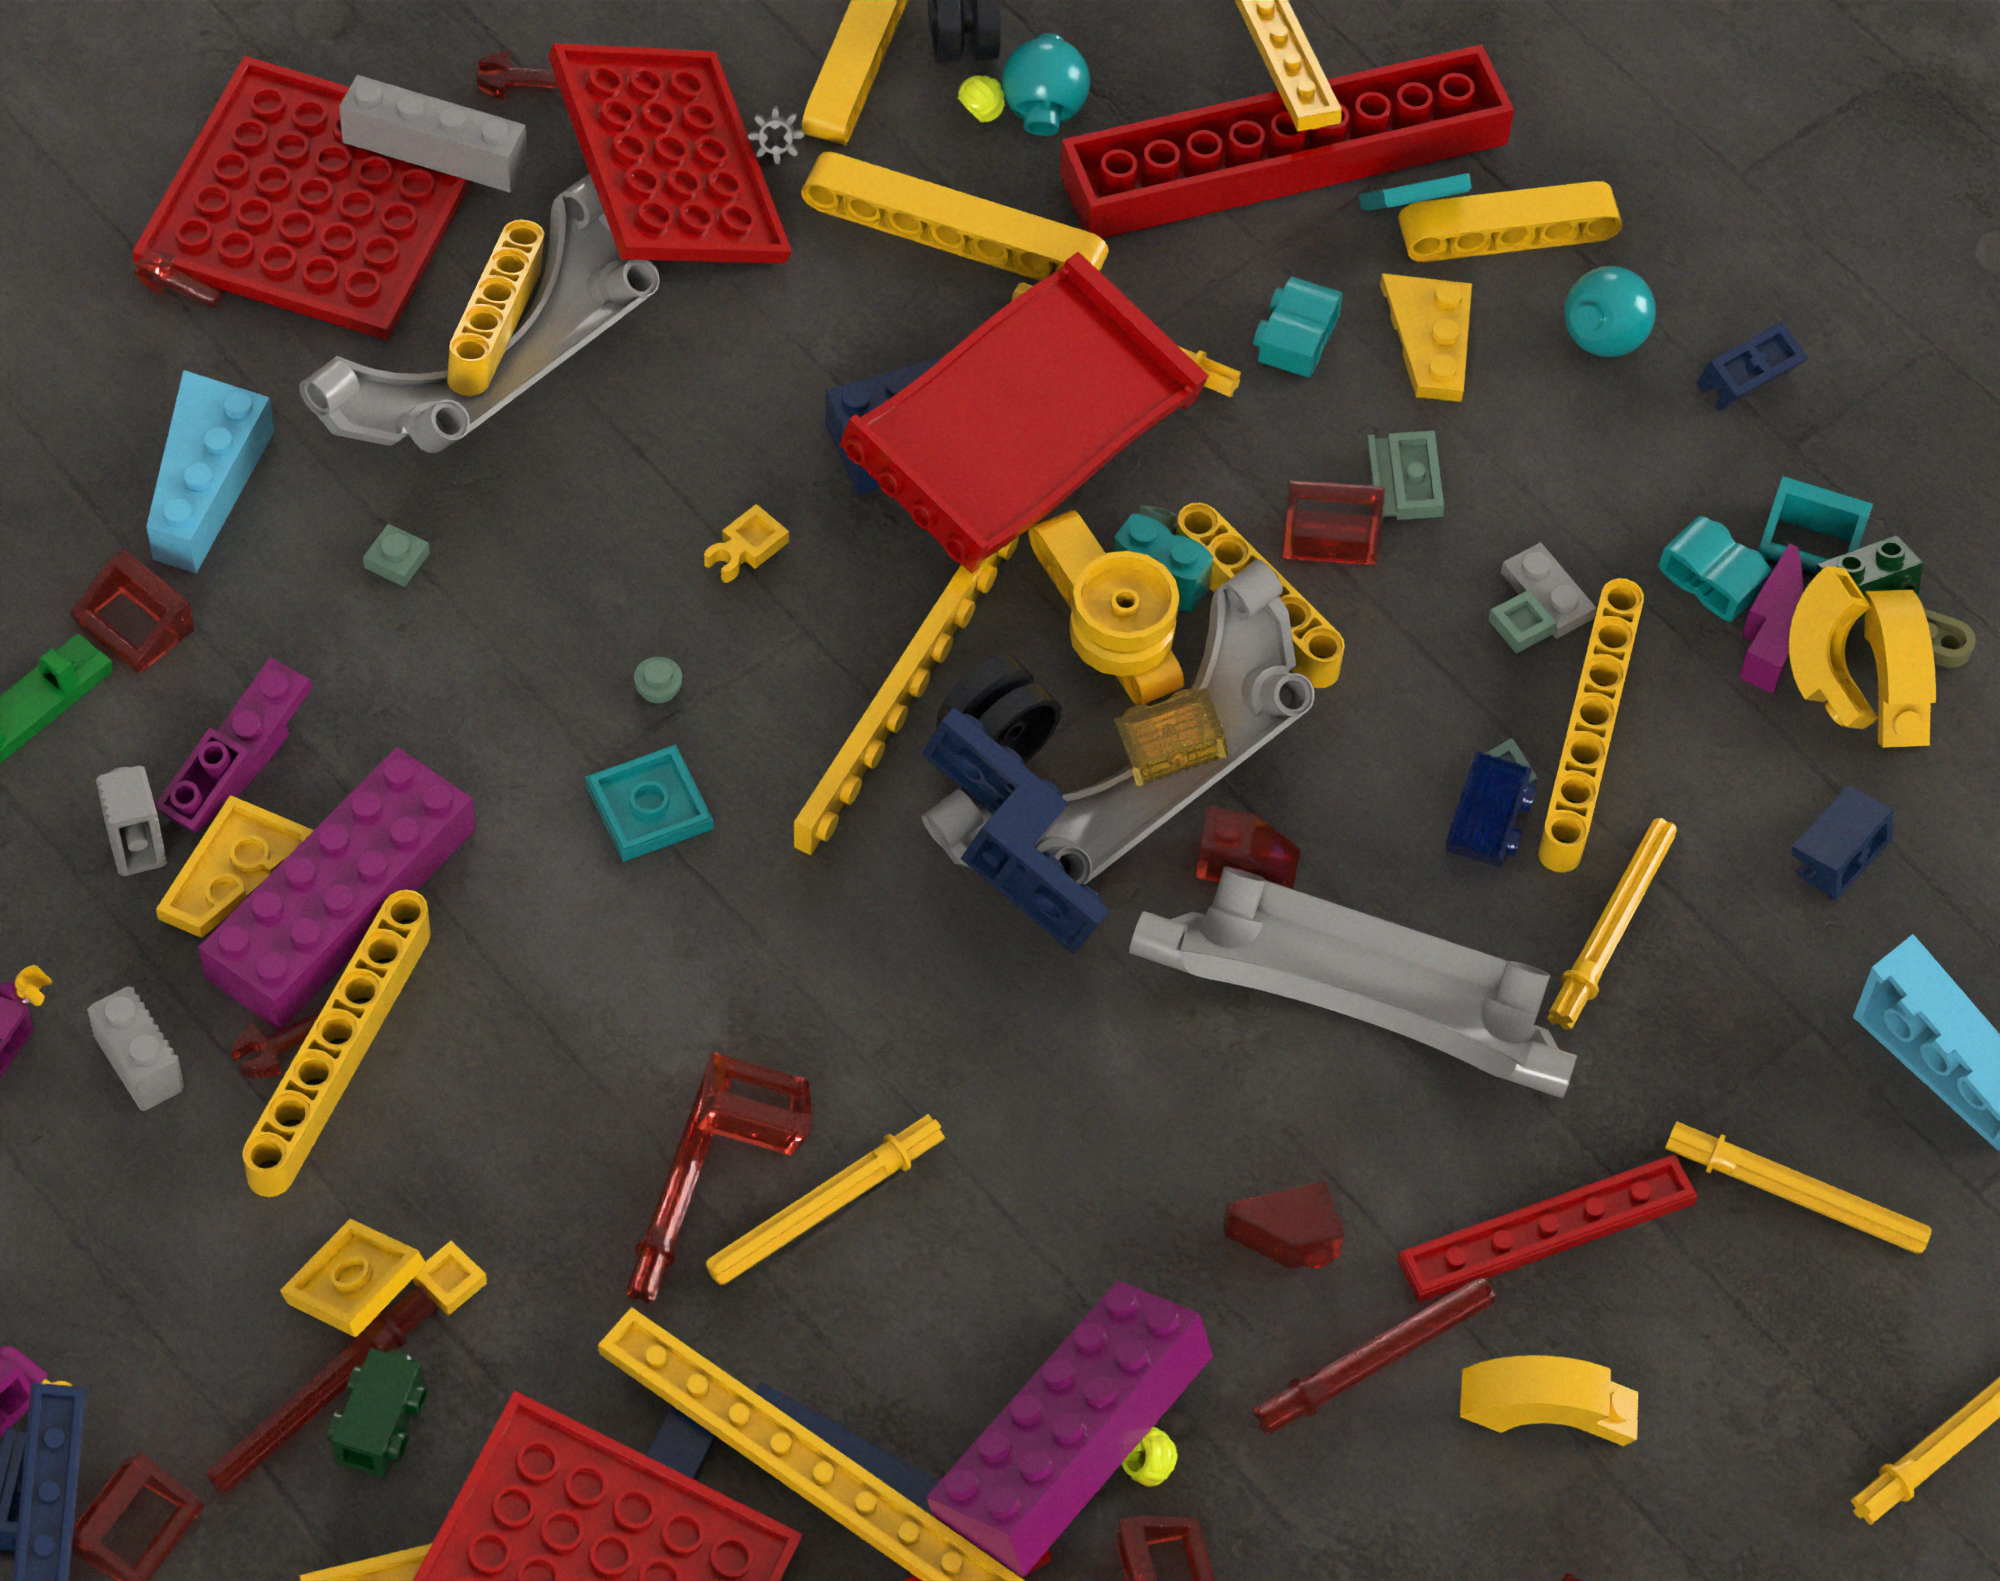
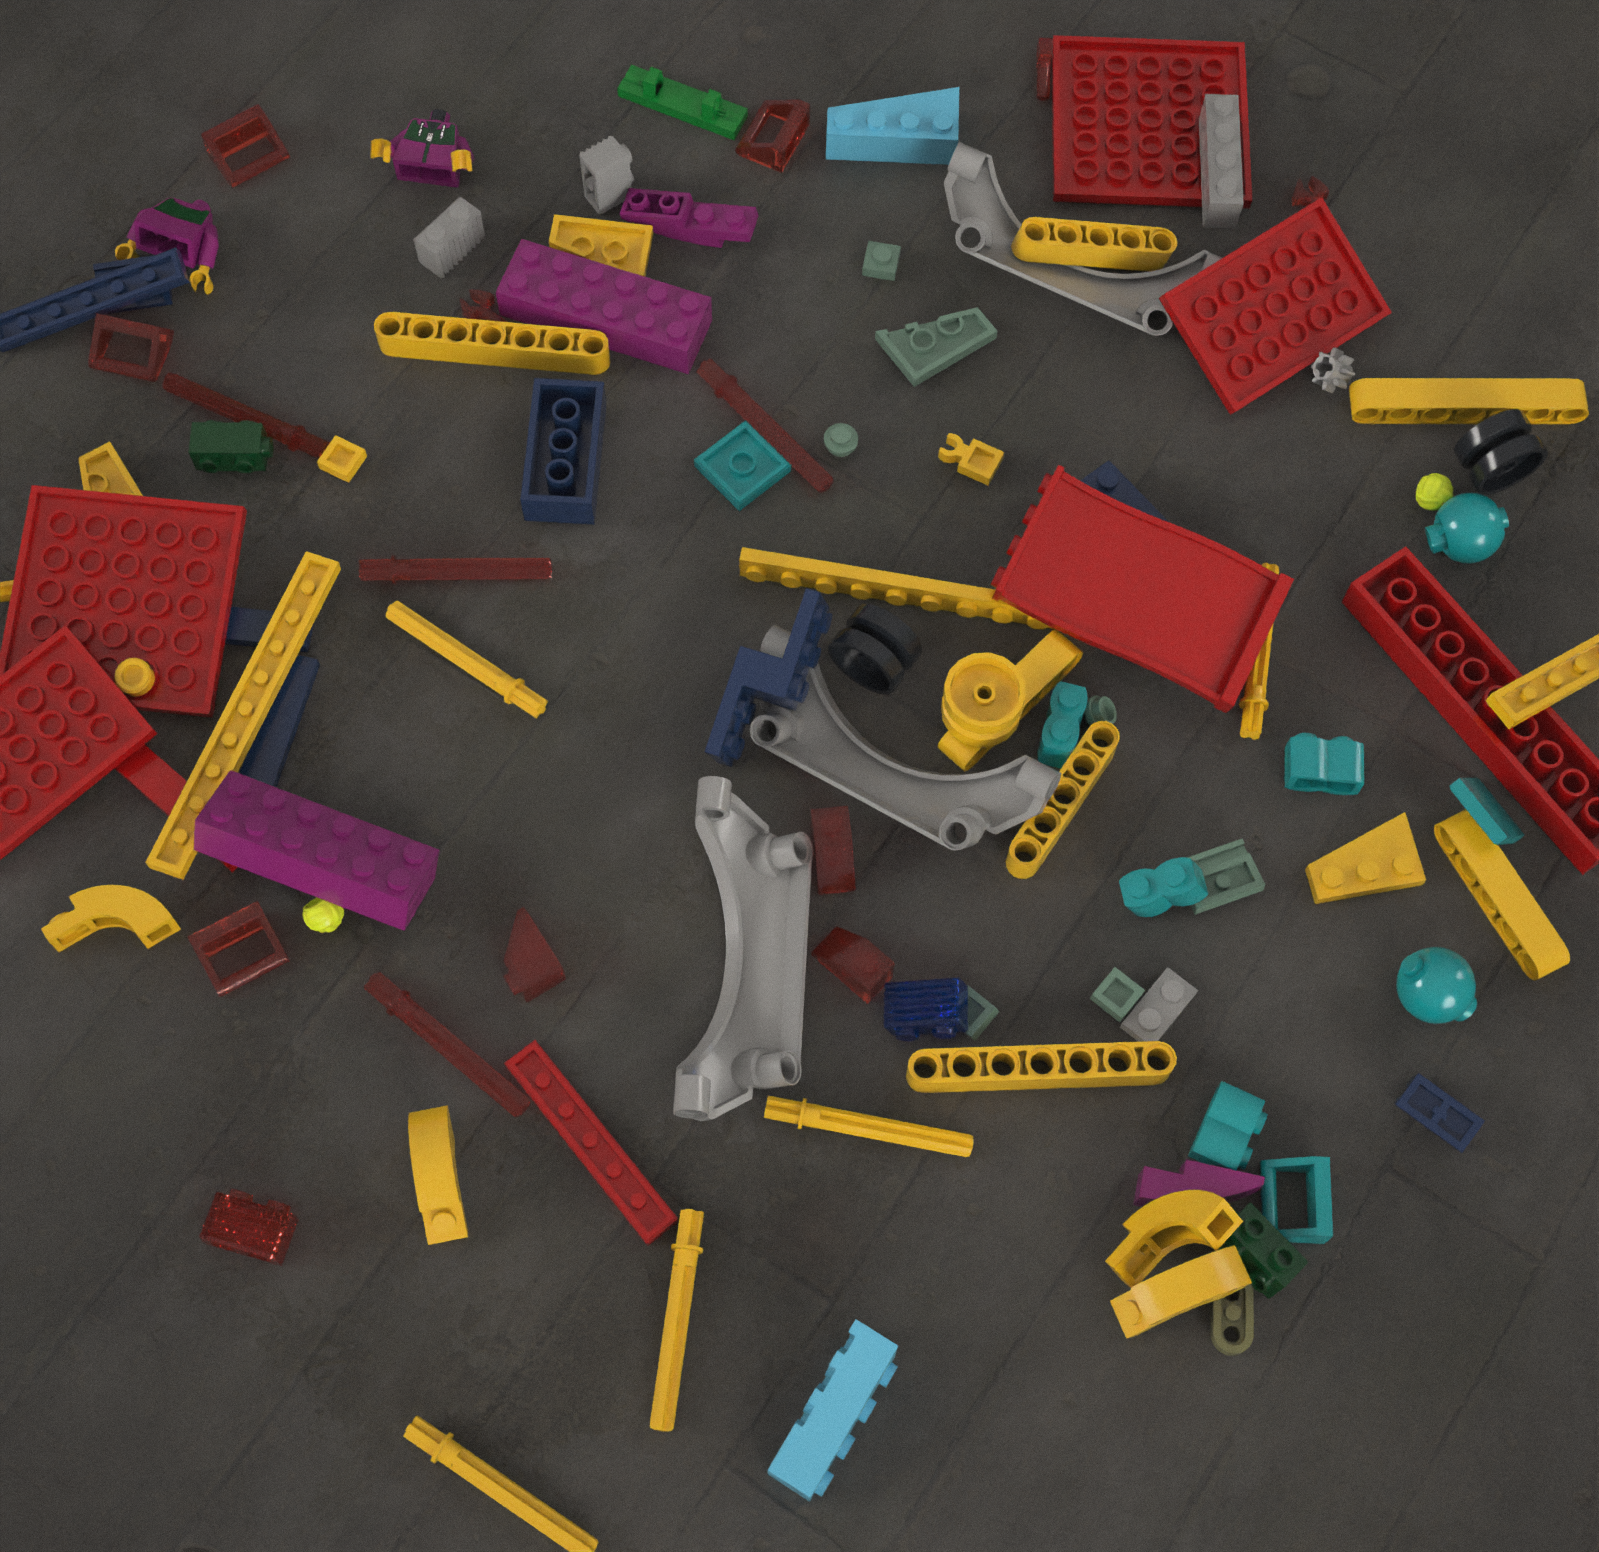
camera: 75 degrees right, 10 degrees up
(353, 1277) = (320, 403): yellow plate -> none
(557, 531) = (934, 346): none -> sand green wing
(559, 991) = (563, 451): none -> dark blue brick
(576, 765) = (728, 389): none -> clear red axle
(753, 1120) = (501, 595): clear red tile -> none
(946, 218) = (1312, 509): yellow beam -> none
(1171, 735) = (899, 764): clear yellow brick -> none
(1328, 534) = (1145, 829): clear red tile -> none
(1403, 871) = (855, 962): none -> clear red slope
(1413, 529) = (1171, 883): none -> teal brick
(1843, 841) = (1003, 1286): dark blue hinge -> none

